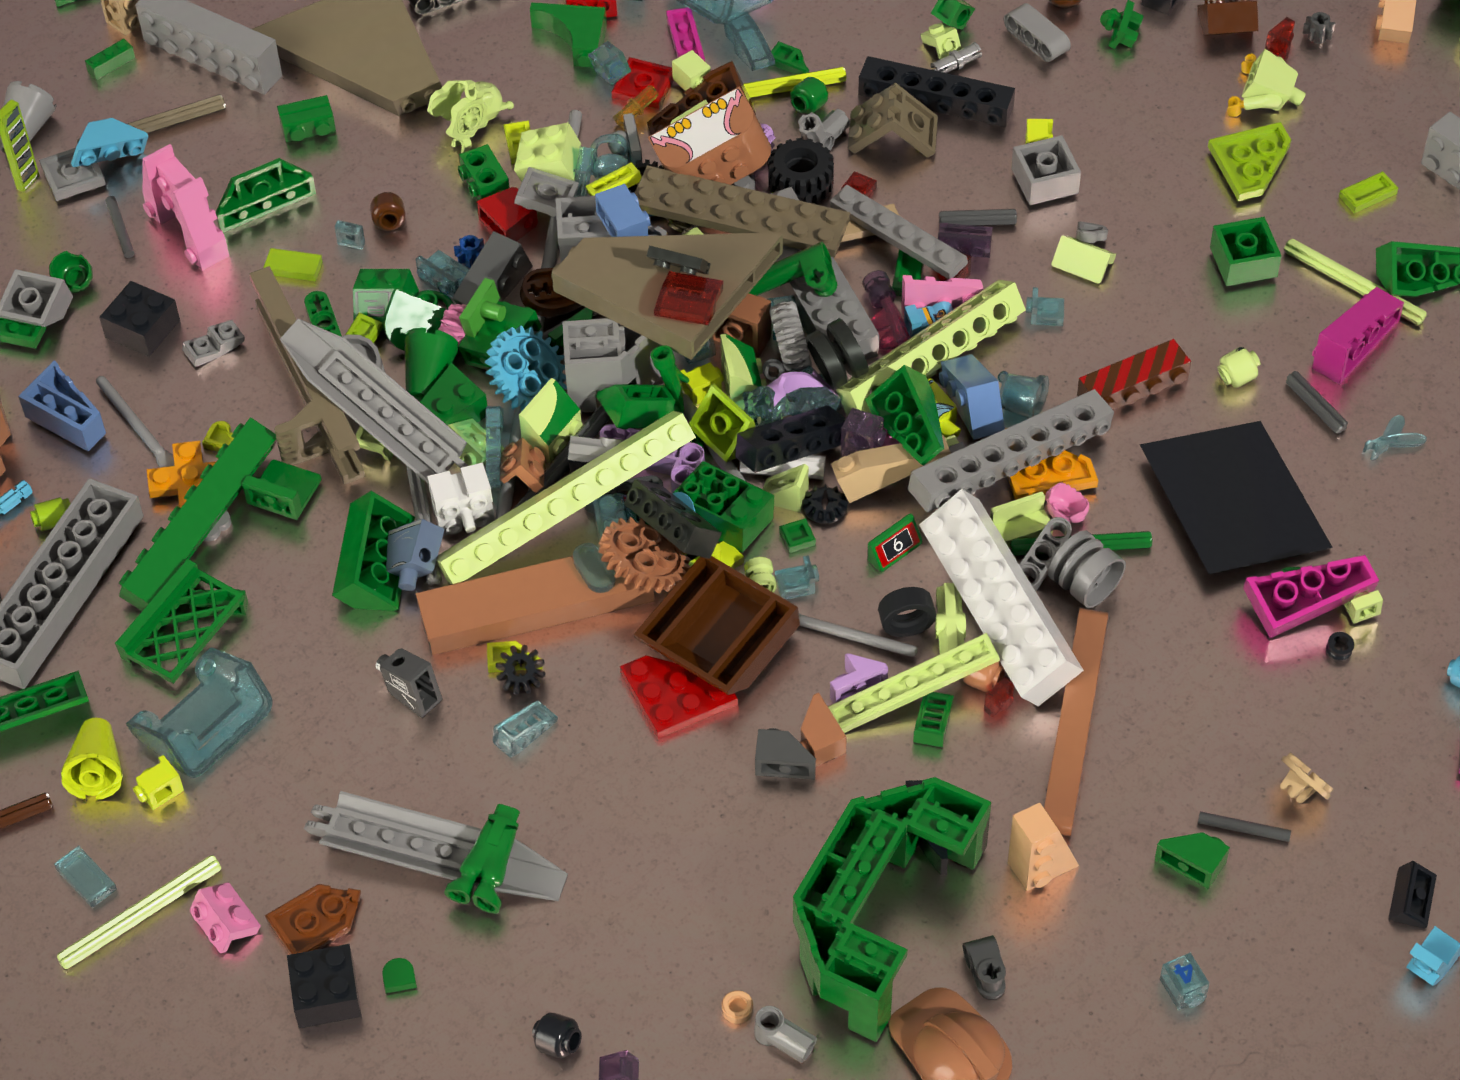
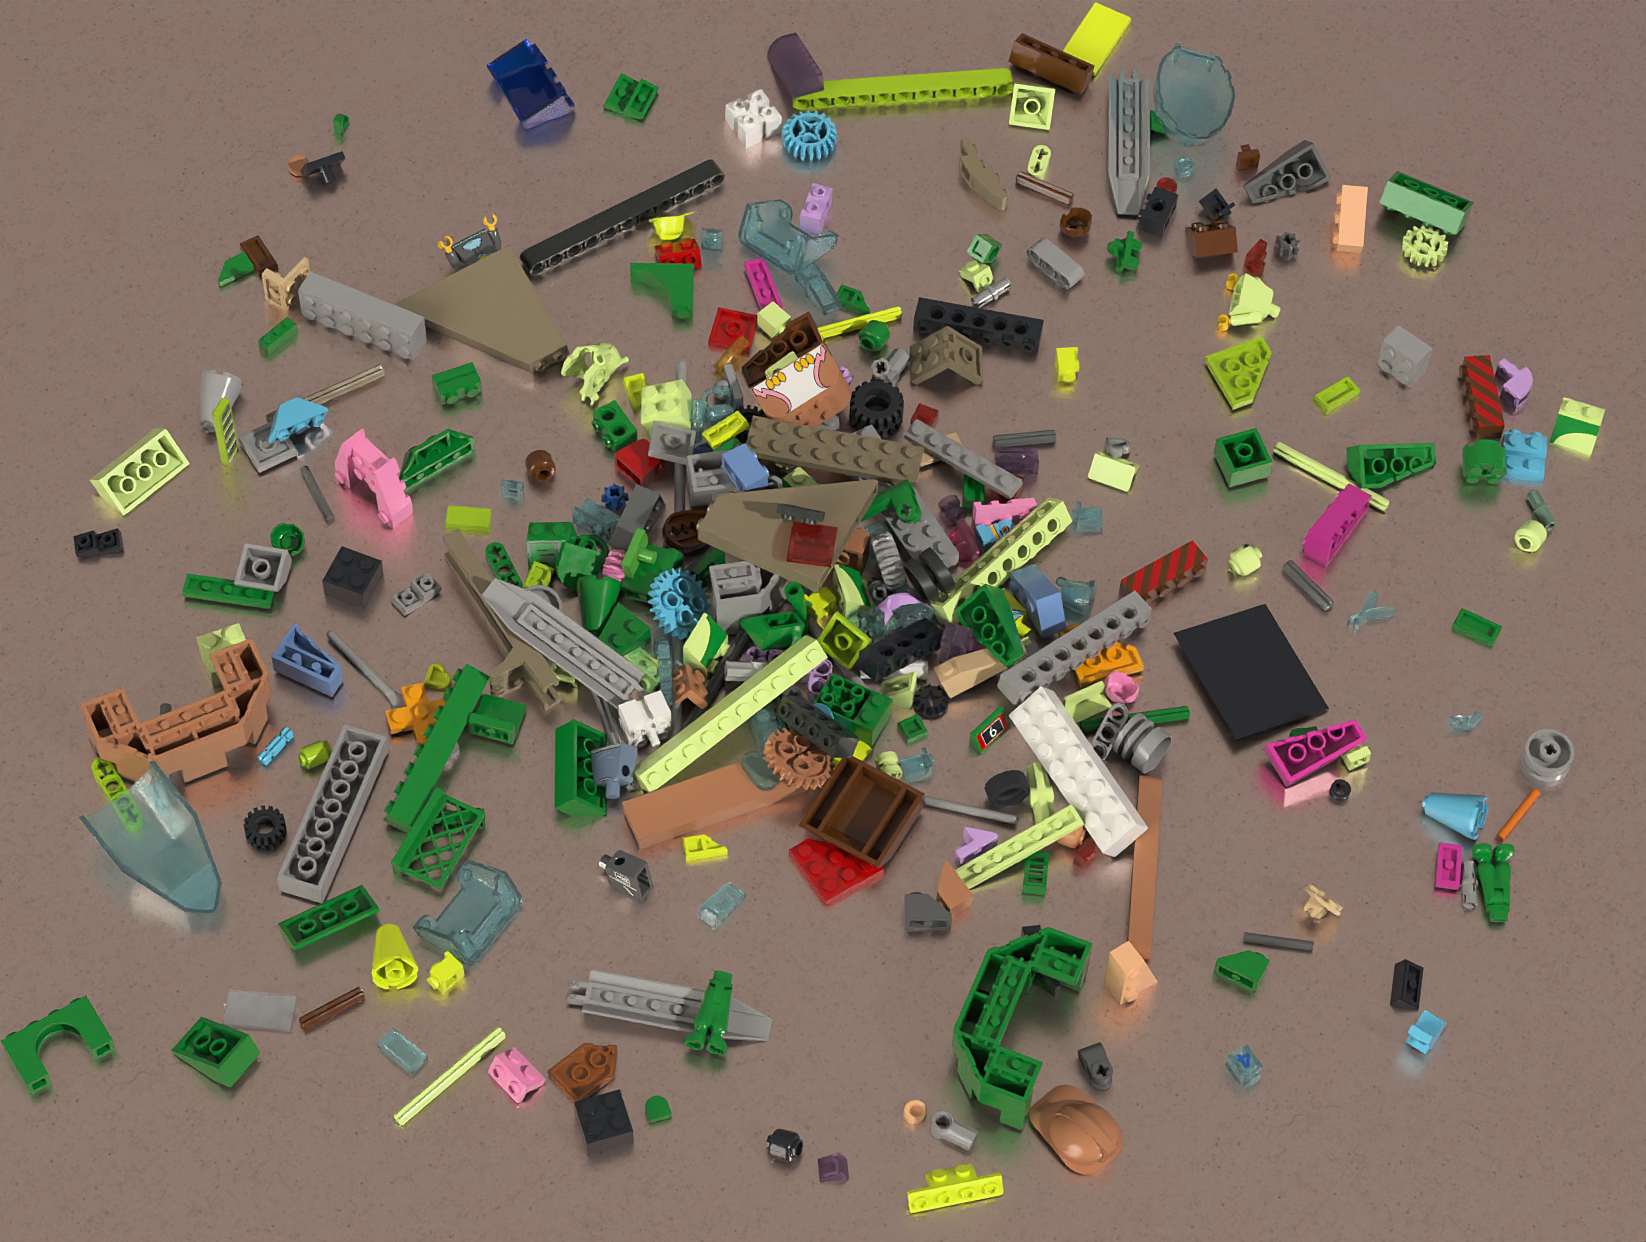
camera: 10 degrees left, 5 degrees up
(531, 669) = (705, 859): black gear -> none
(609, 63) = (704, 315): clear light blue brick -> none
(1046, 170) = (1076, 393): light grey brick -> none

